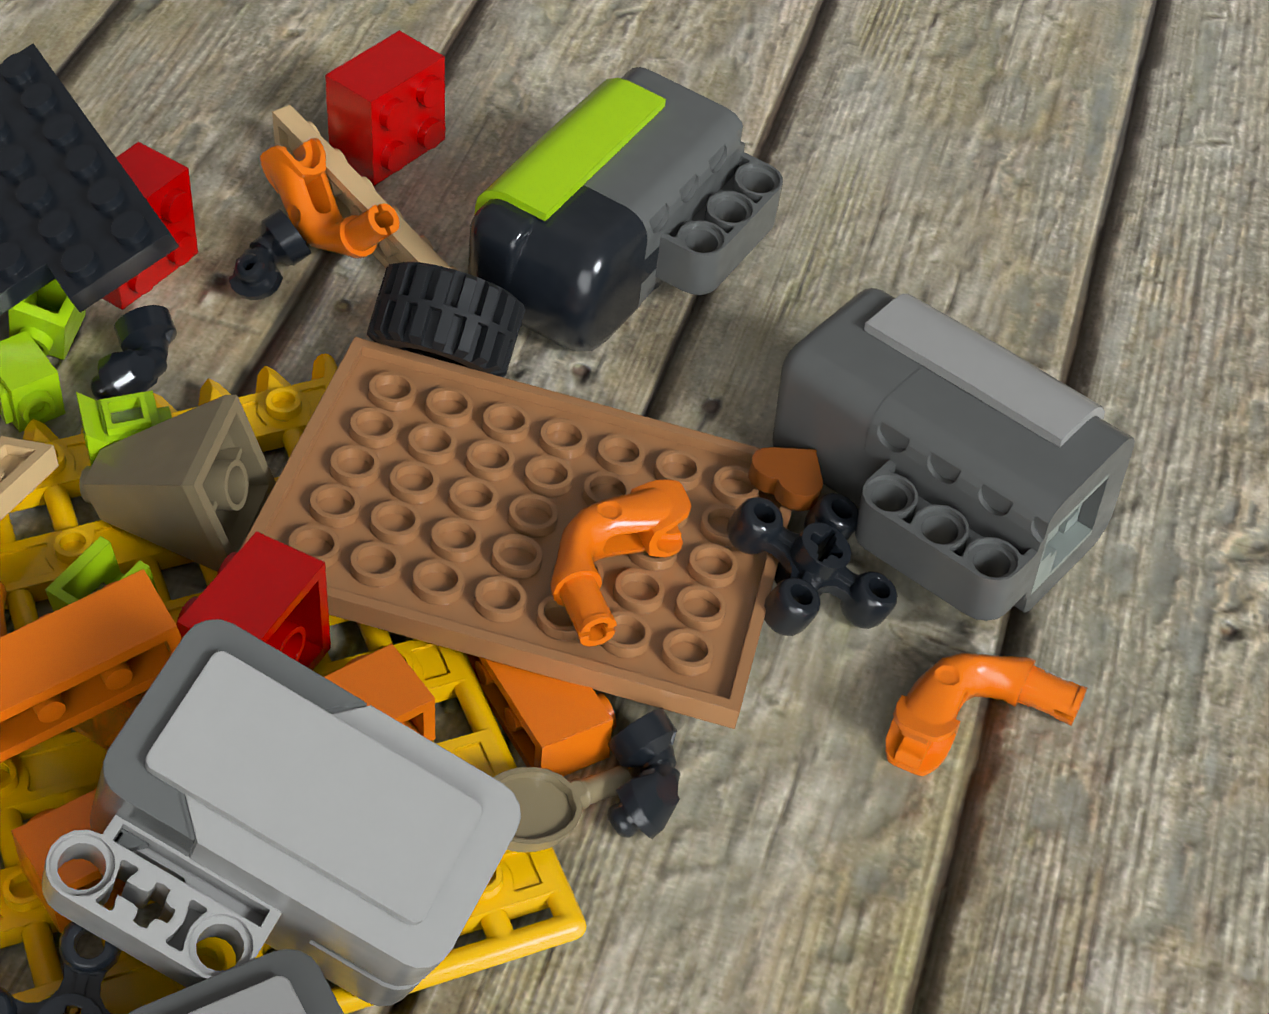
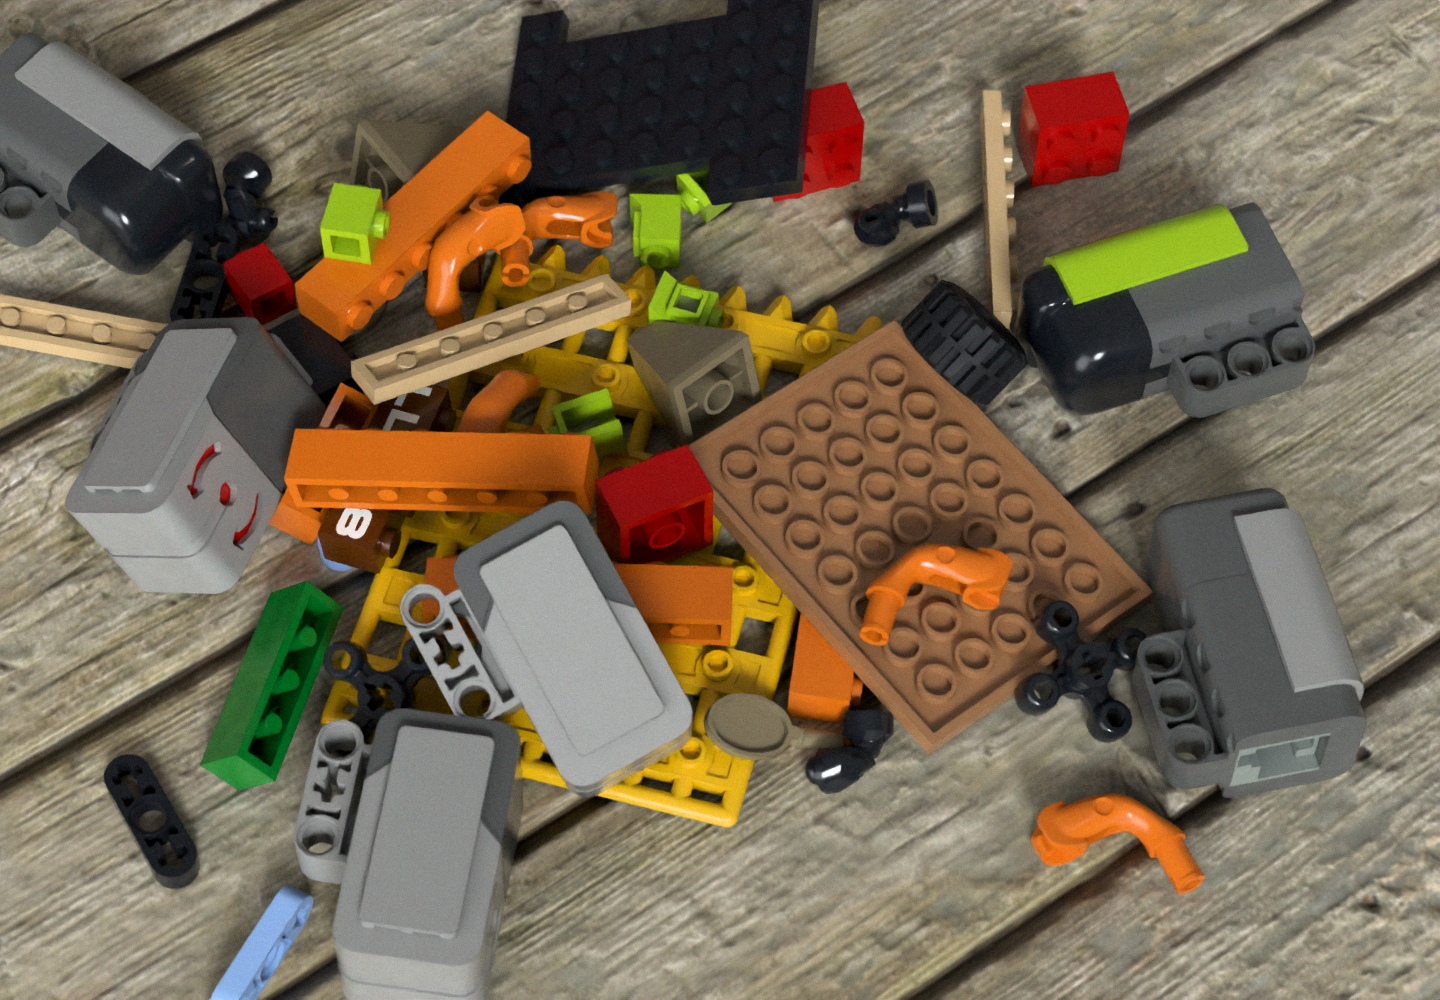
camera: 40 degrees right, 10 degrees up
(144, 342) = (733, 262): black arm -> none
(312, 205) = (960, 190): orange piece -> none
(789, 475) = (1122, 596): dark orange tile -> none

